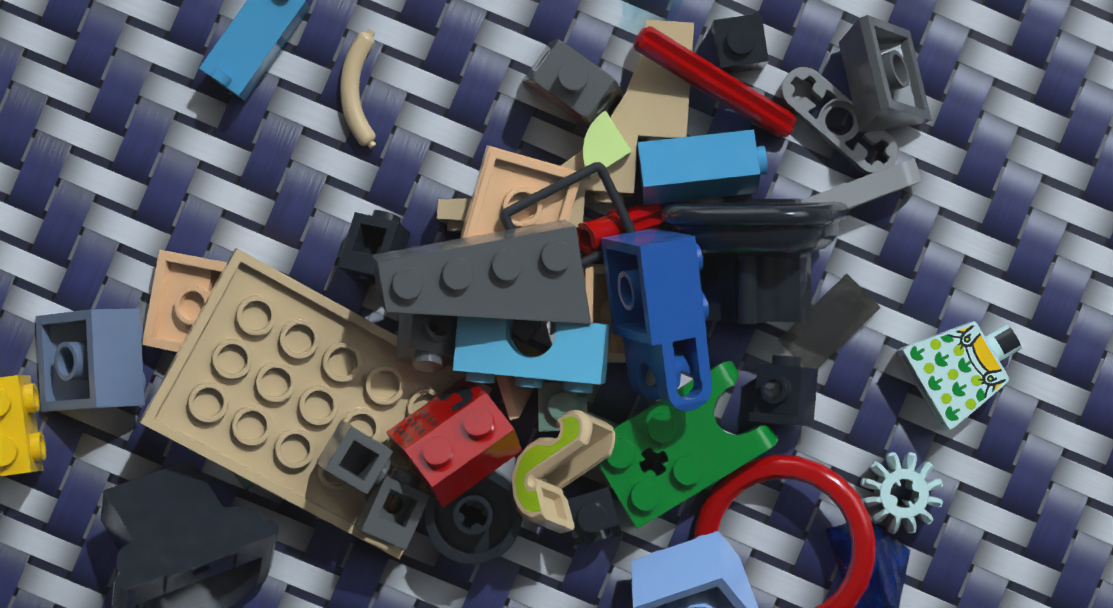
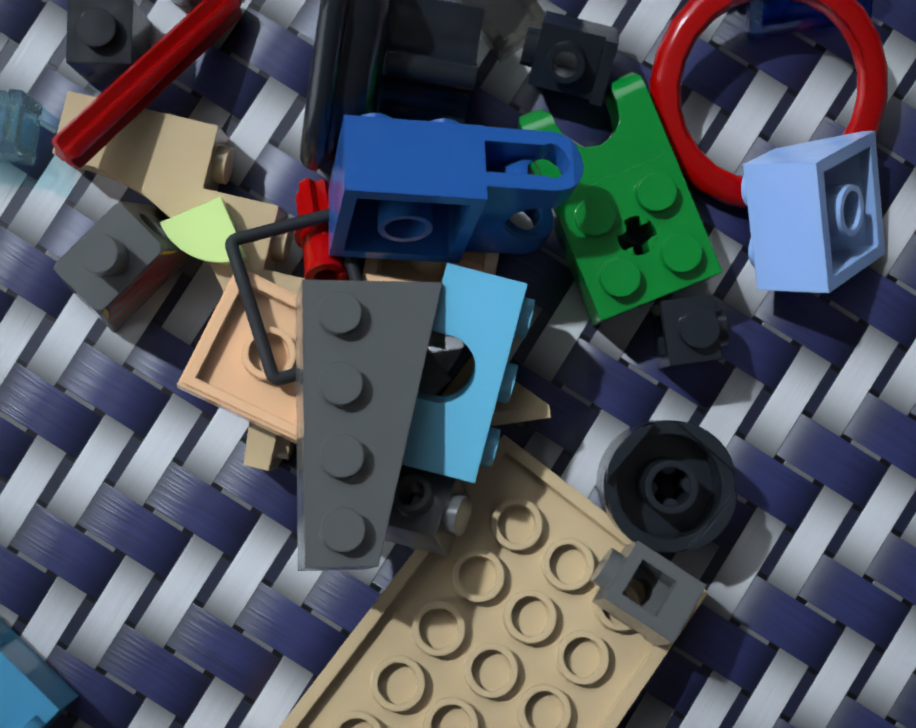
camera: 75 degrees left, 0 degrees up
(350, 89) = (85, 556): tan piece -> none
(355, 457) = (573, 635): dark grey brick -> none
(365, 237) = (275, 564): black brick -> none
(455, 440) = (569, 494): red slope -> none
(556, 402) = (547, 350): sand green brick -> none
(556, 462) = (620, 368): tan animal -> none
(700, 167) = (259, 115): dark azure brick -> none

